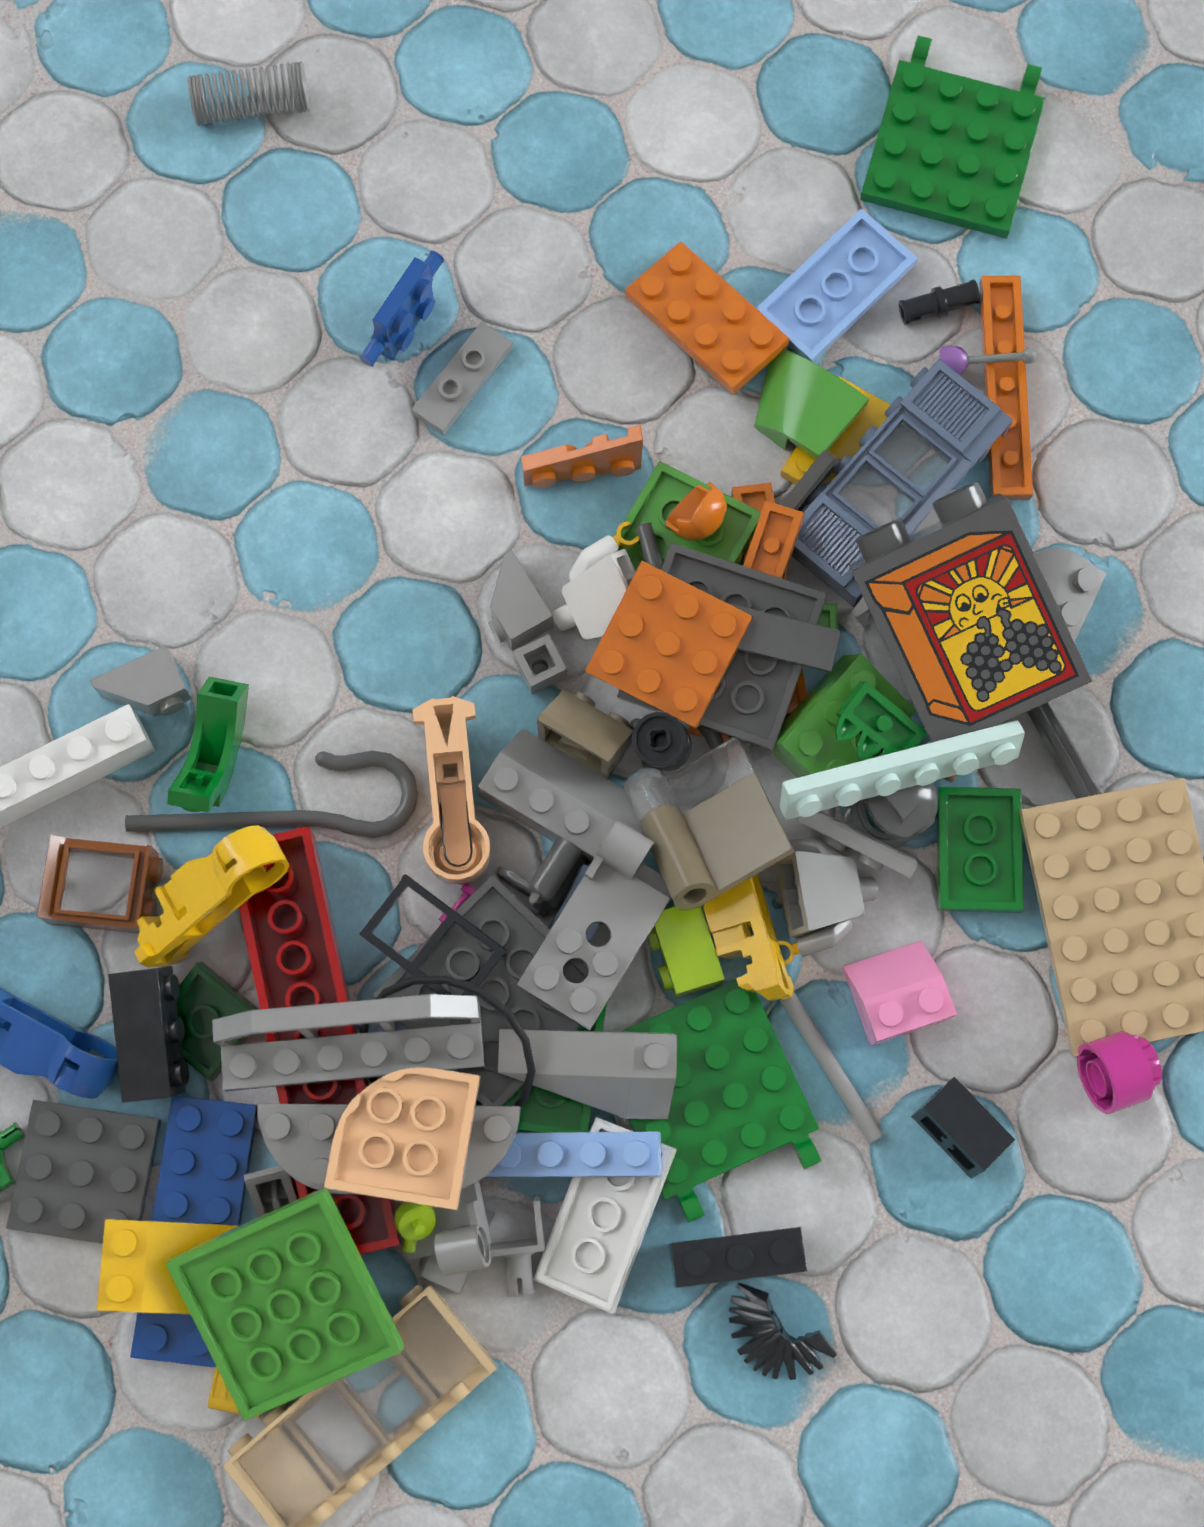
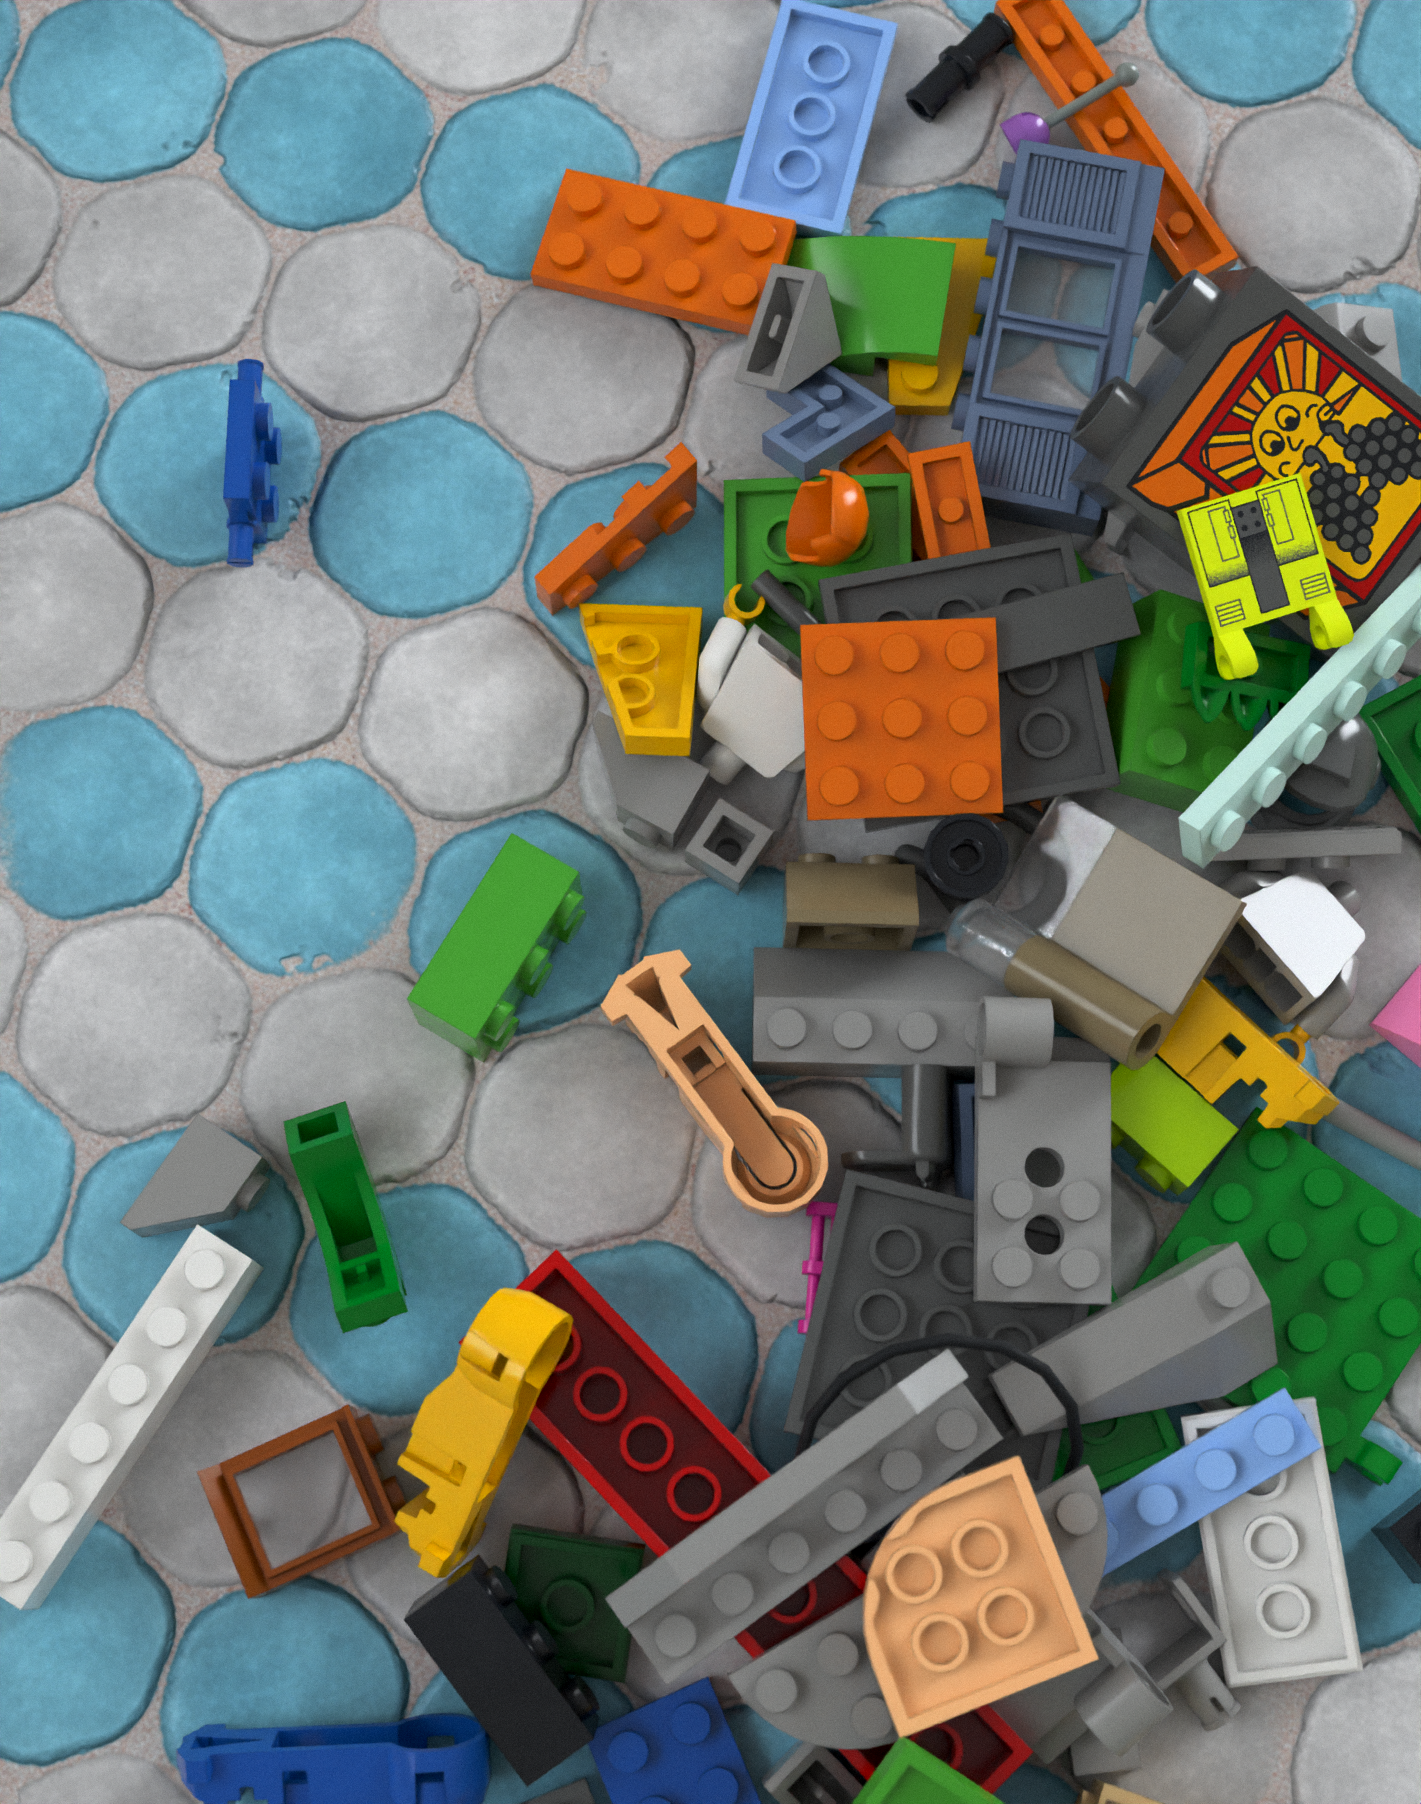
camera: 30 degrees left, 0 degrees up
(302, 817) = (524, 1244): dark grey piece -> none
(378, 648) = (499, 949): none -> bright green brick
(414, 1223) = (1036, 1714): lime piece -> none
(452, 917) = (829, 1259): black window -> none
(462, 378) = (380, 515): light grey plate -> none
(552, 543) = (647, 671): none -> yellow wing
(740, 458) = (827, 422): none -> sand blue plate
(746, 399) = (790, 332): none -> light grey slope
(814, 476) = (944, 396): dark grey tile -> none
(917, 665) = (1257, 562): none -> neon yellow flag

